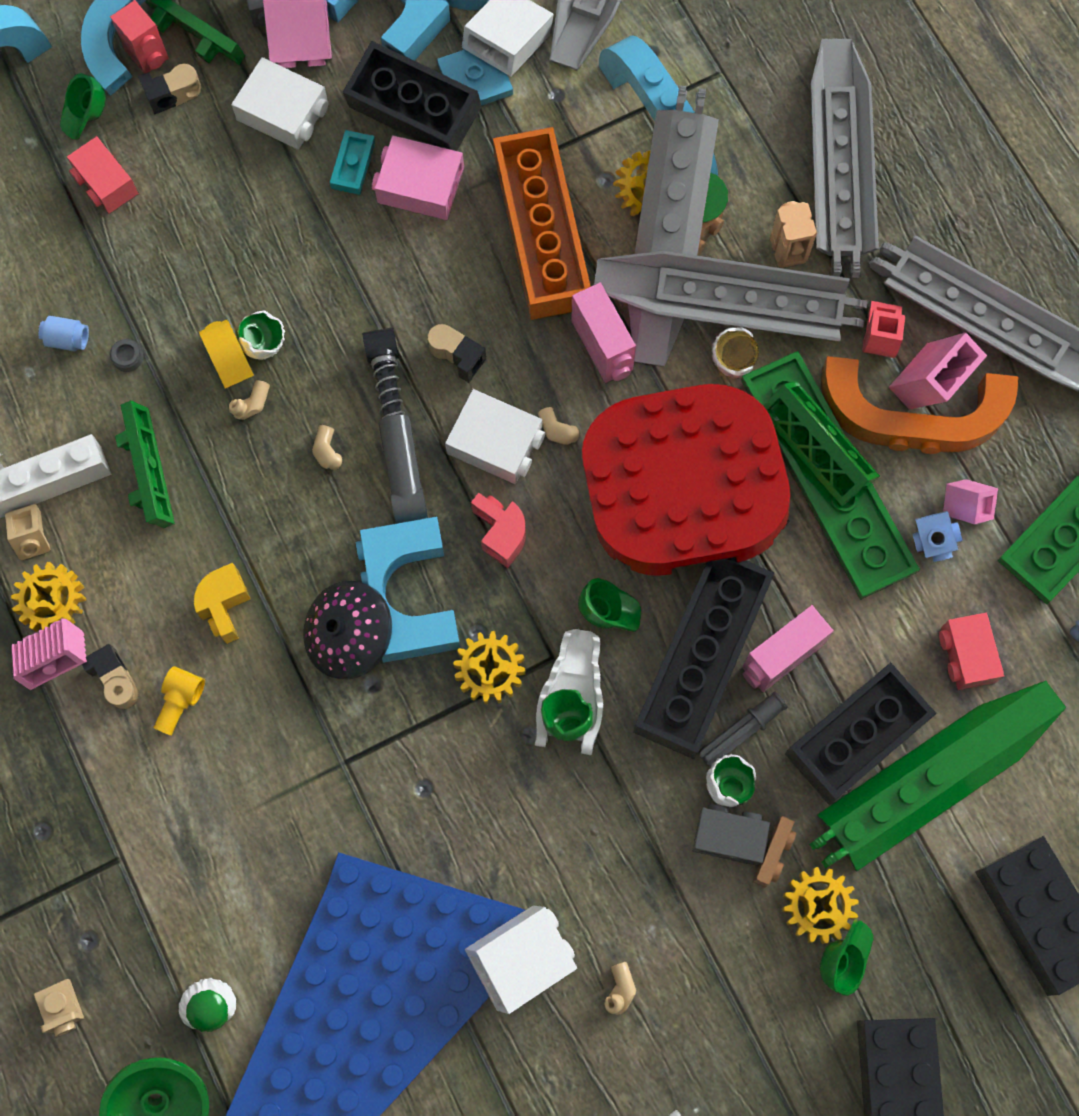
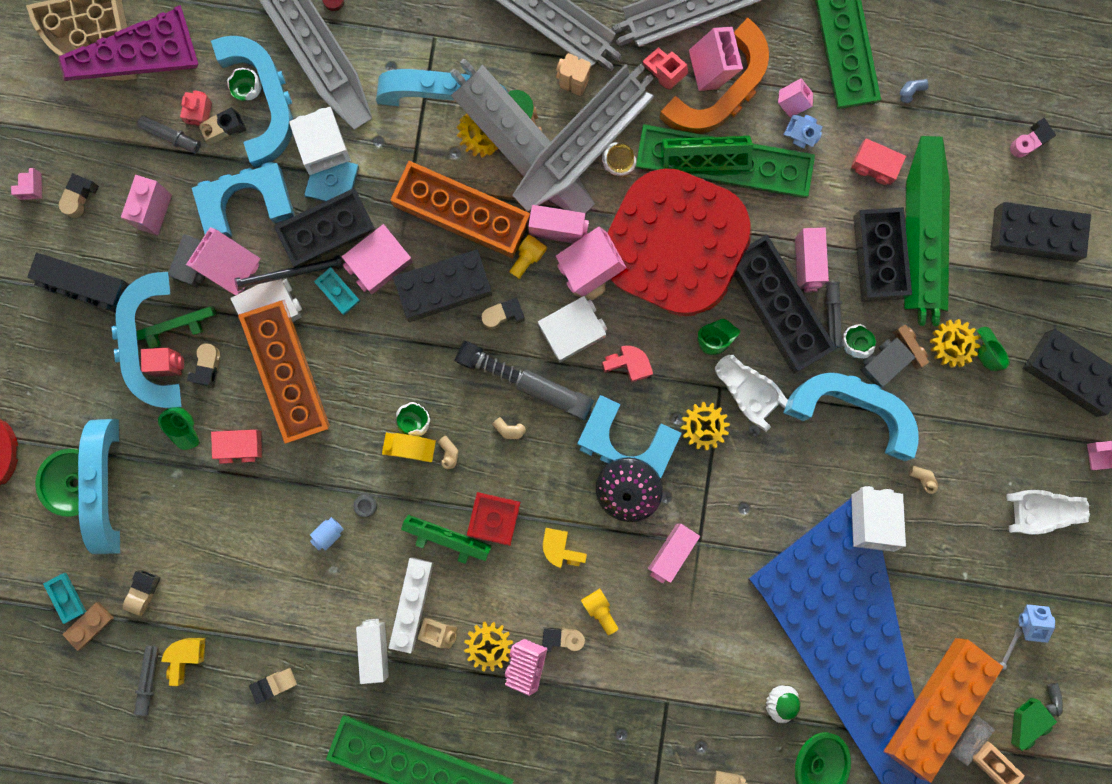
camera: 60 degrees left, 10 degrees up
(206, 502) = (493, 518): none -> red plate
(217, 159) = (284, 371): none -> orange brick
(302, 731) = (673, 553): none -> bright pink brick
(331, 93) = (286, 273): none -> black bar
(440, 264) = (442, 286): none -> black brick
(552, 331) = (530, 251): none -> yellow pin
(566, 715) = (765, 403): green hair -> none
(587, 398) = (590, 262): none -> bright pink brick
(667, 833) = (896, 414): none -> medium azure arch

